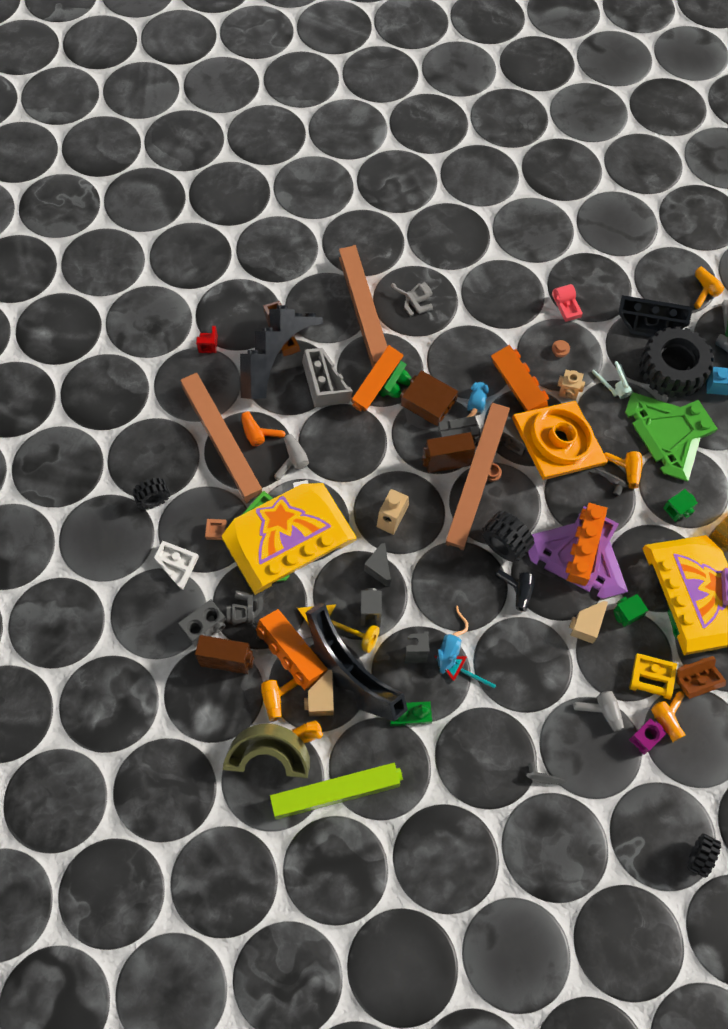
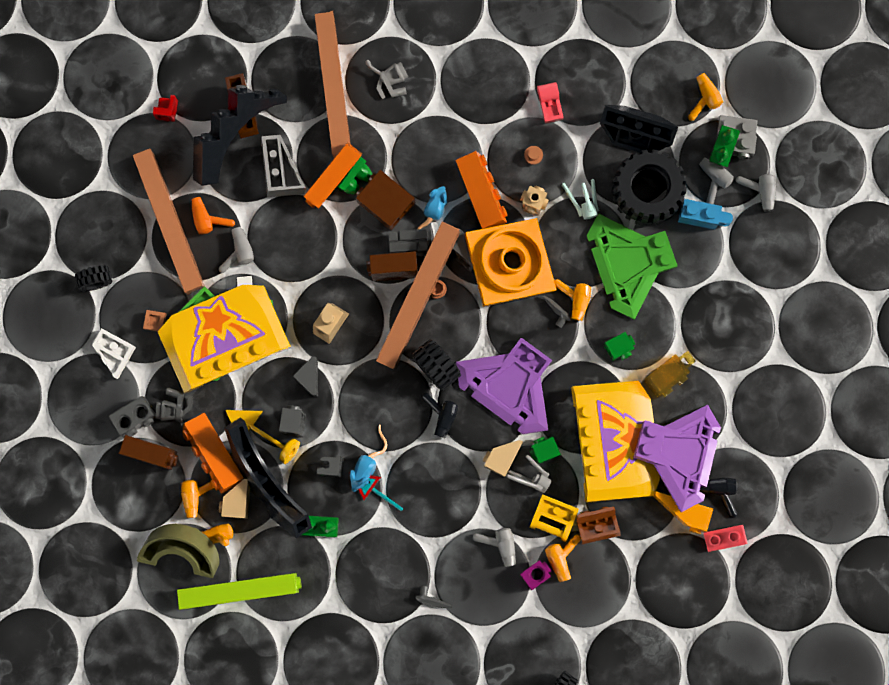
camera: 15 degrees right, 15 degrees up
(587, 543) = (515, 376): orange brick -> none
(630, 641) = (539, 482): none -> light grey plant

